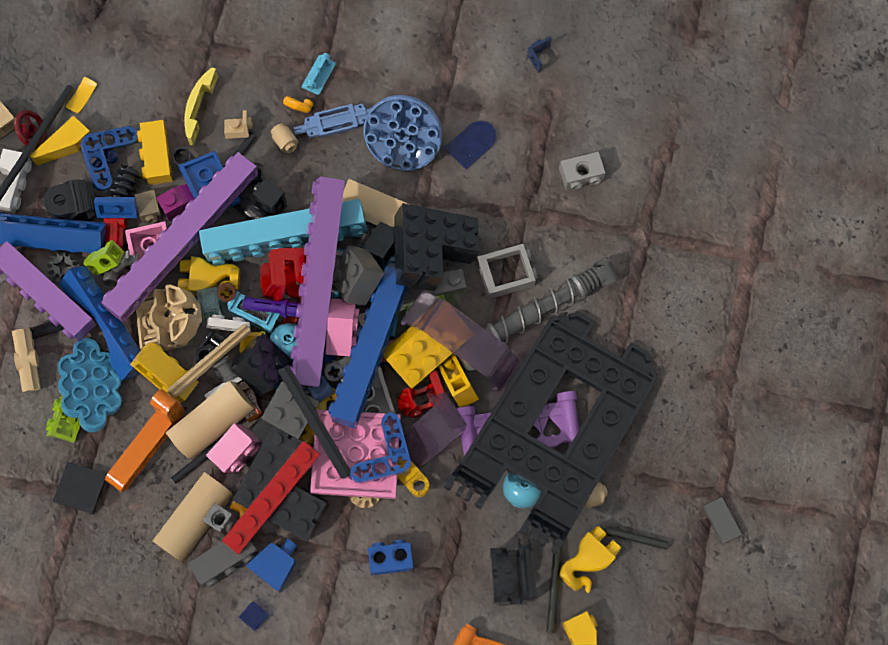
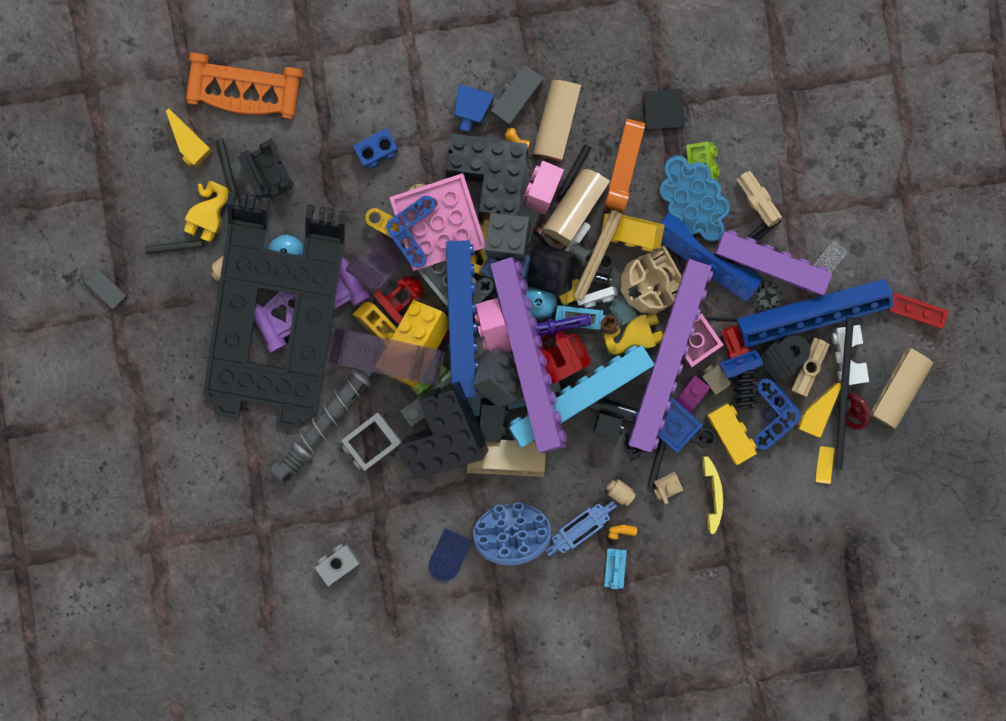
camera: 155 degrees right, 15 degrees up
(64, 173) = (805, 379): none -> tan piece
(105, 258) = (730, 312): lime leg -> none
(112, 276) = (720, 310): dark grey brick -> none
(220, 519) = (537, 125): dark grey brick -> none
(253, 616) = (472, 59): clear blue tile -> none
(271, 497) = (493, 155): red plate -> none
(315, 422) = (482, 231): black axle -> none
(536, 47) = (423, 674): dark blue bracket -> none

